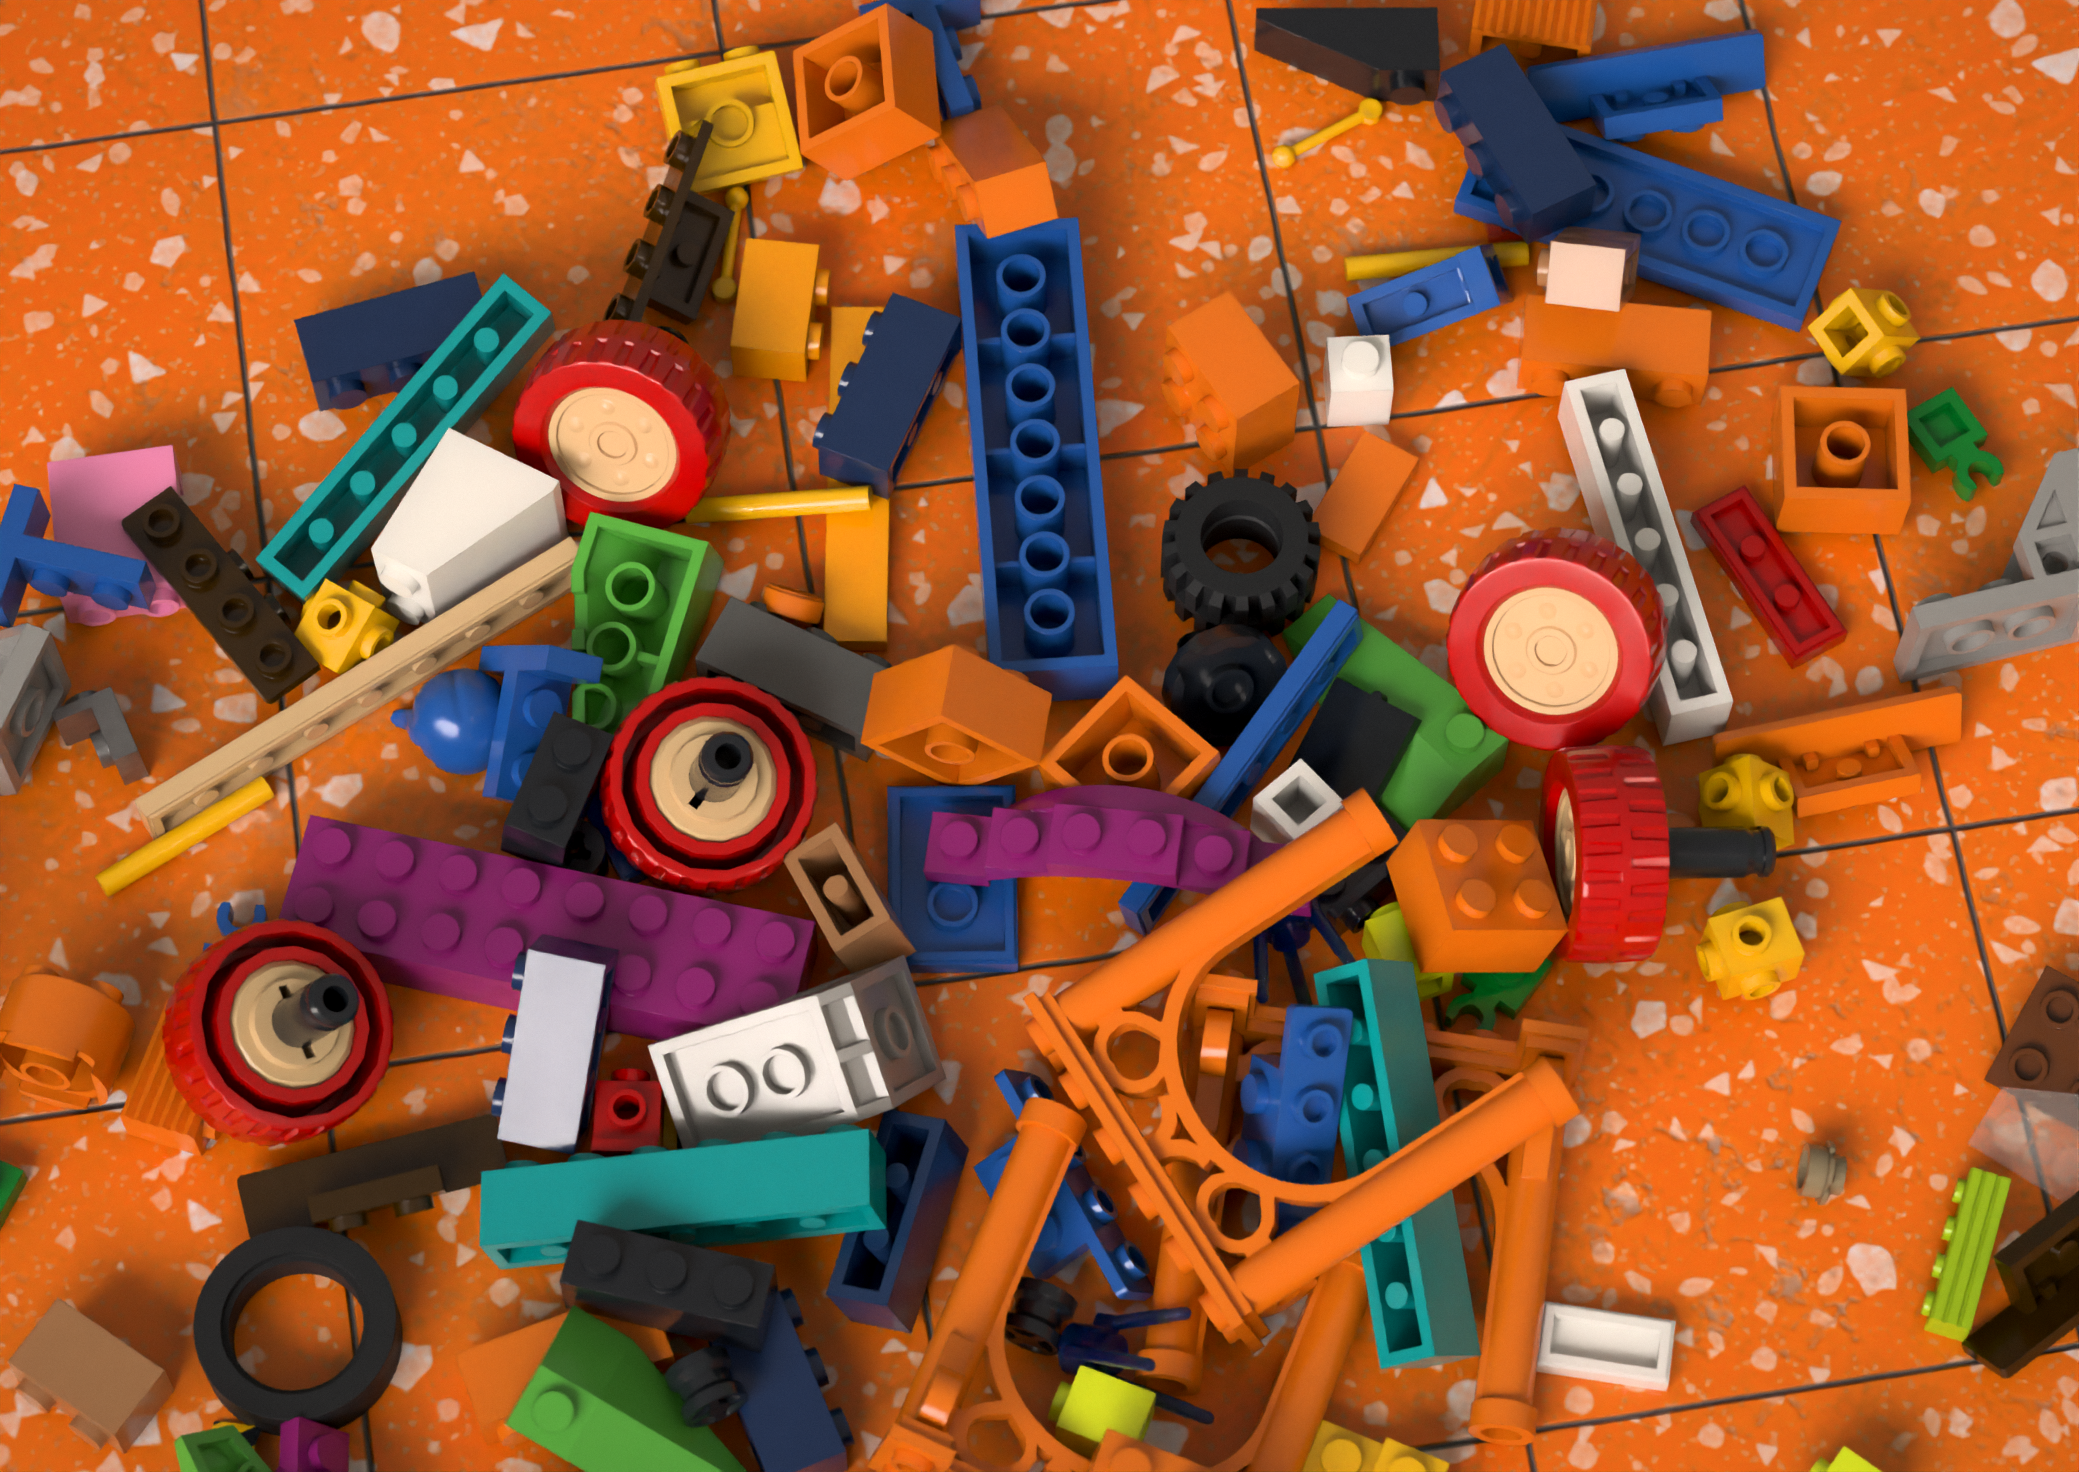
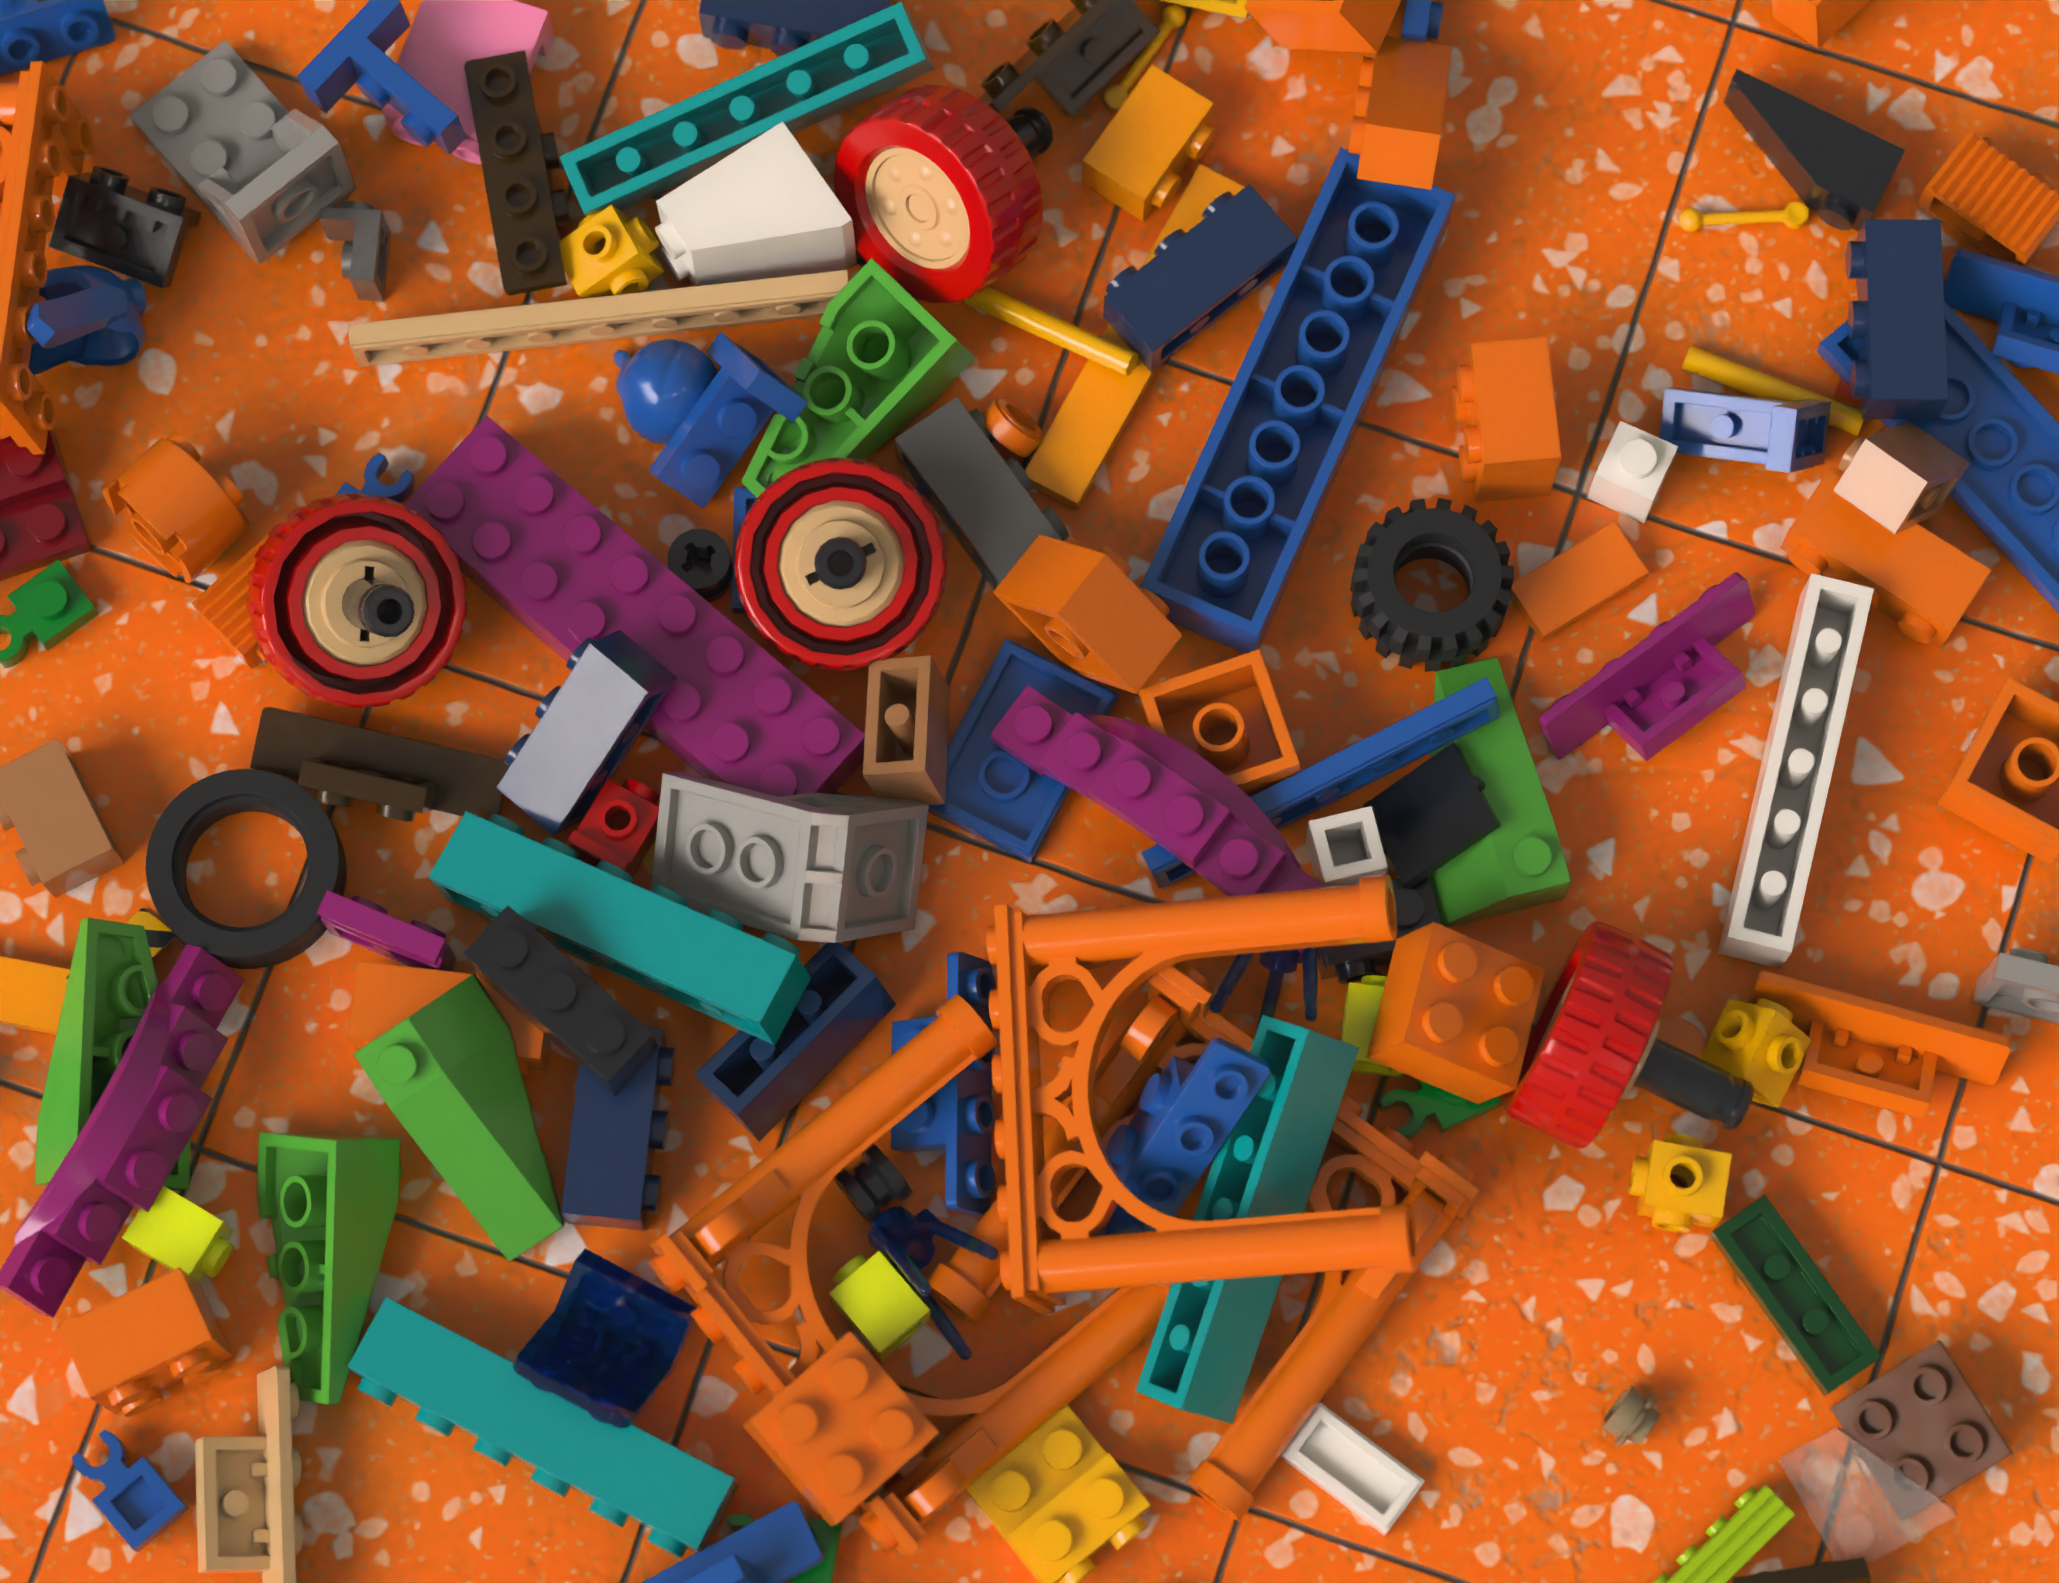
camera: 30 degrees right, 10 degrees up
(184, 836) = (383, 373): yellow bar -> none
(461, 1319) = (371, 928): none -> magenta plate
(556, 792) = (702, 504): black brick -> none
(706, 1386) = (548, 1104): black wheel -> none
(1221, 680) = (1346, 693): black tile -> none
(1479, 521) = (1661, 682): none -> magenta bracket
(1557, 639) = (1658, 817): wheel -> none
(1768, 577) = (1906, 844): red tile -> none
(1899, 997) = (1794, 1295): none -> dark green plate

